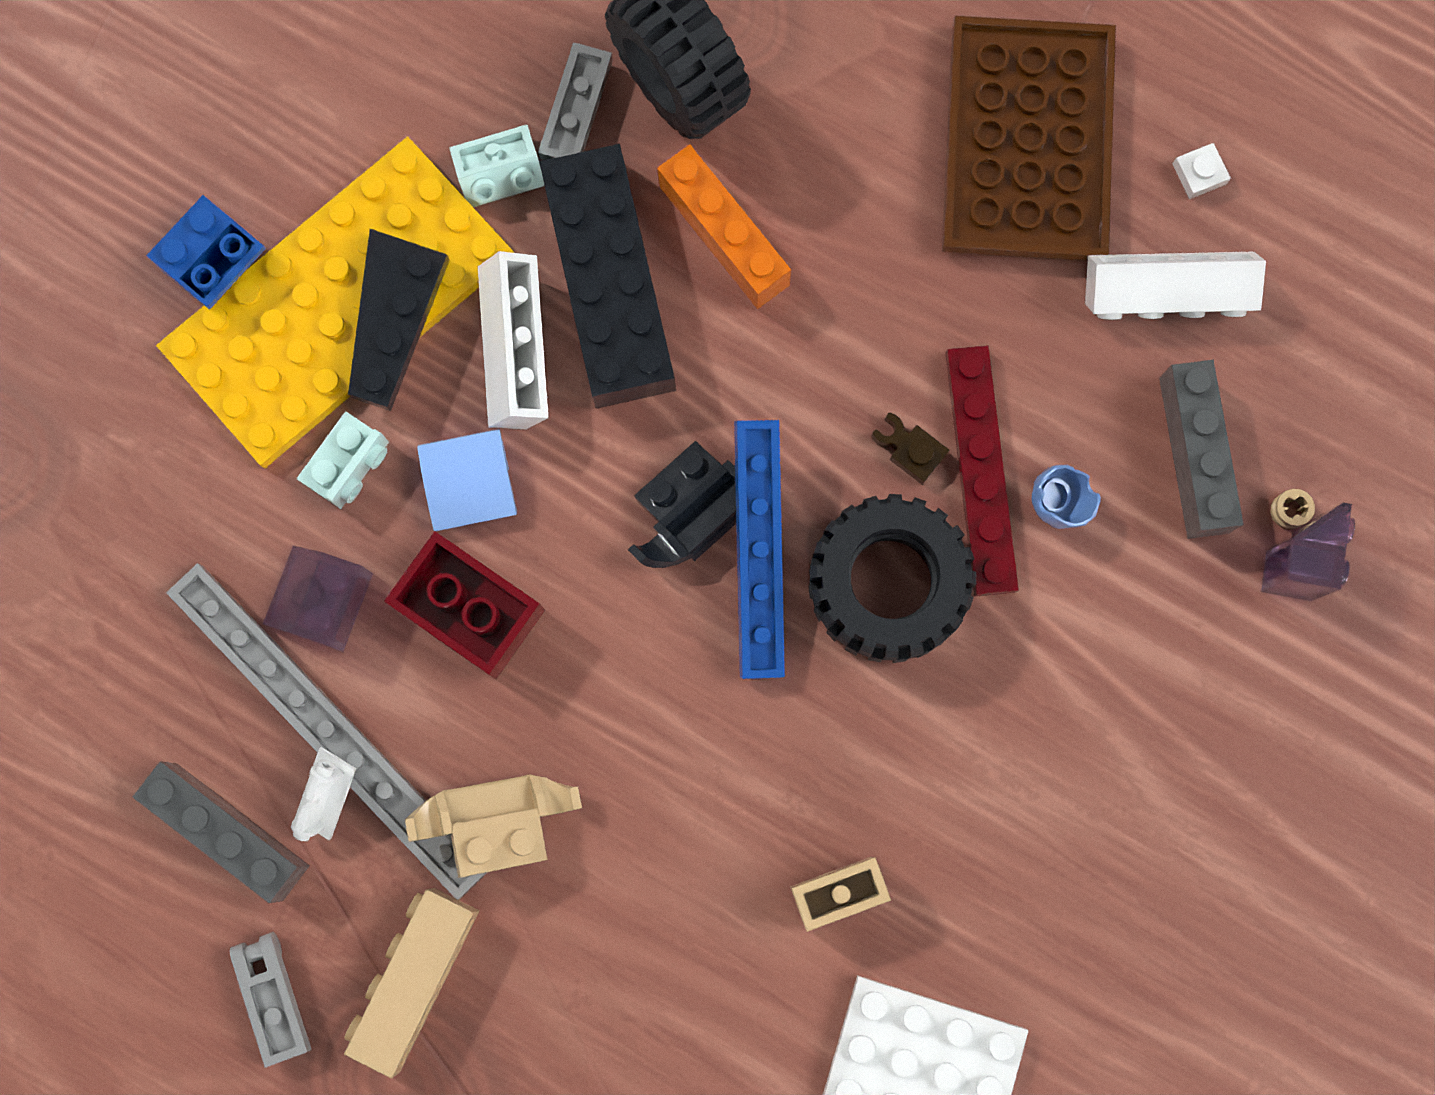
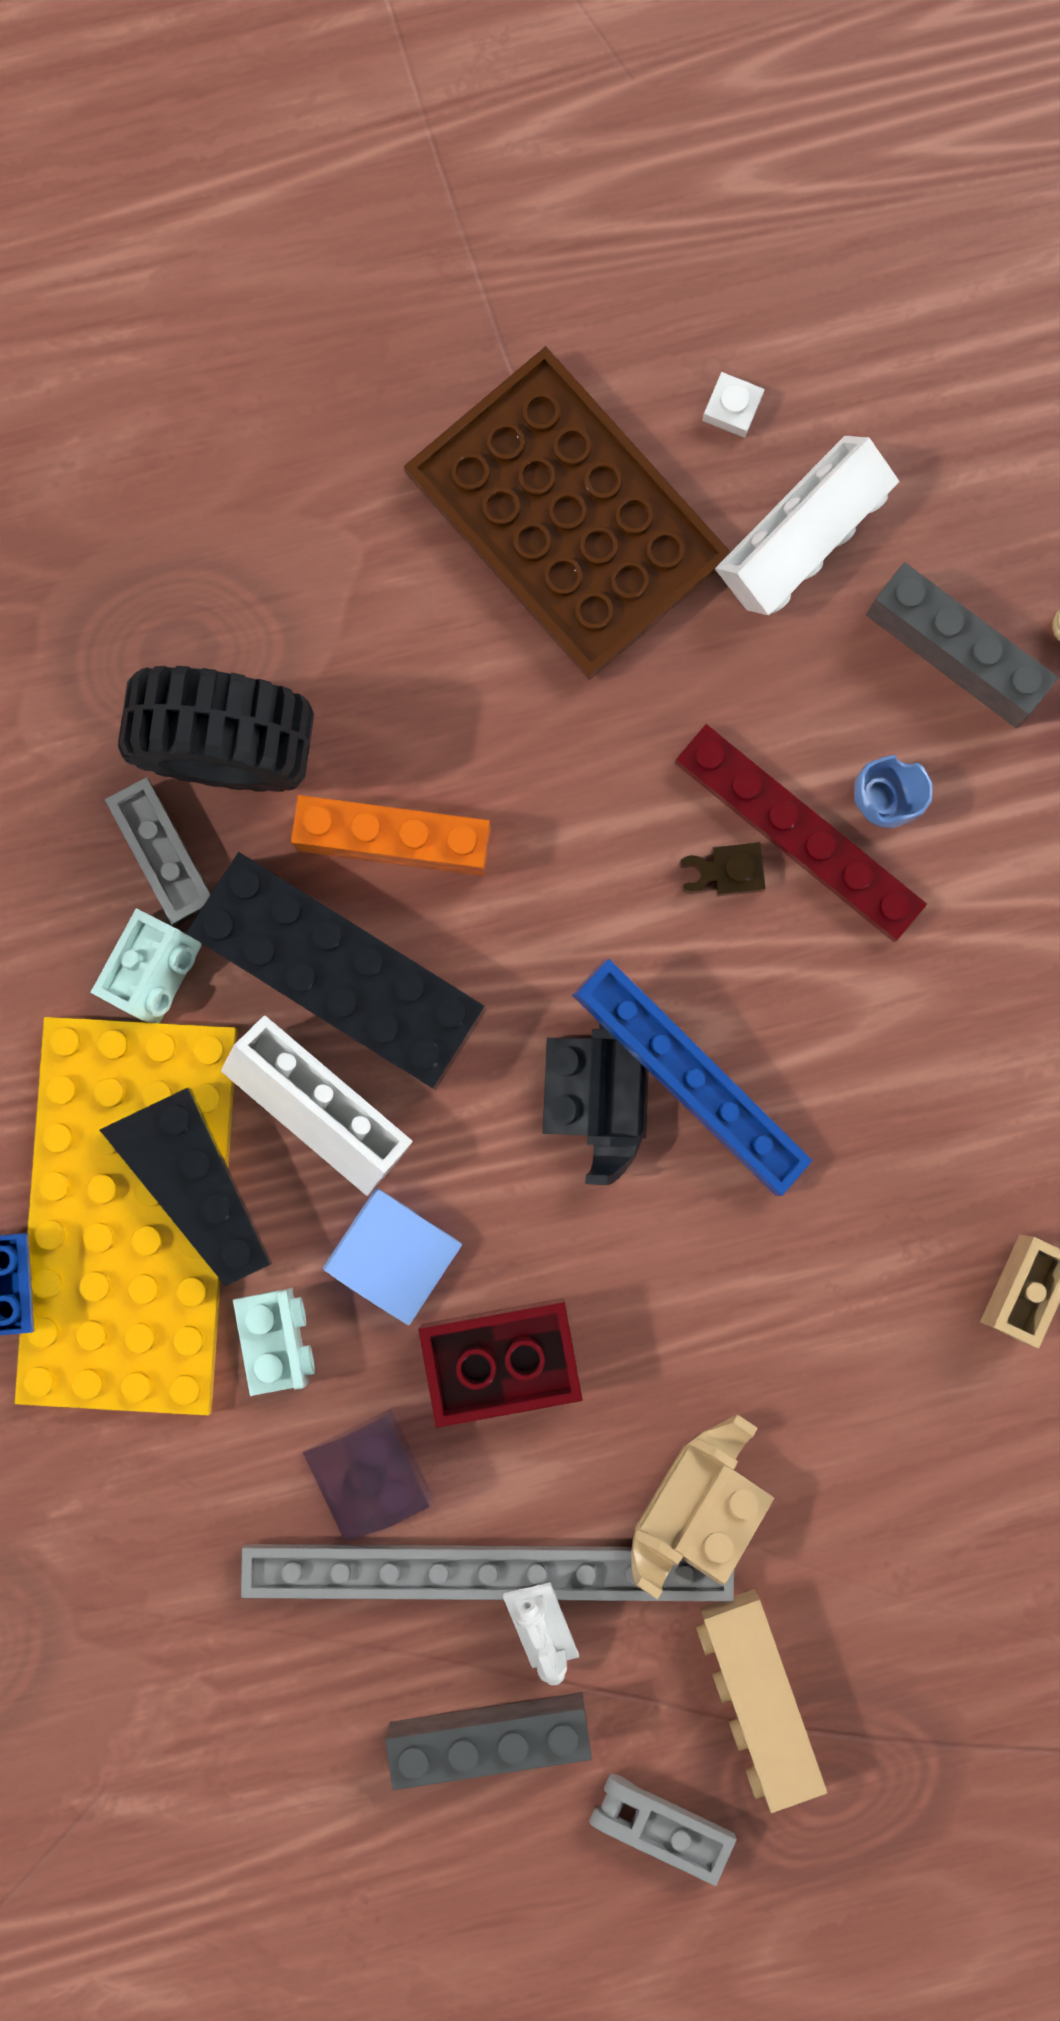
camera: 45 degrees left, 5 degrees up
(926, 534) = (875, 960): black tyre -> none

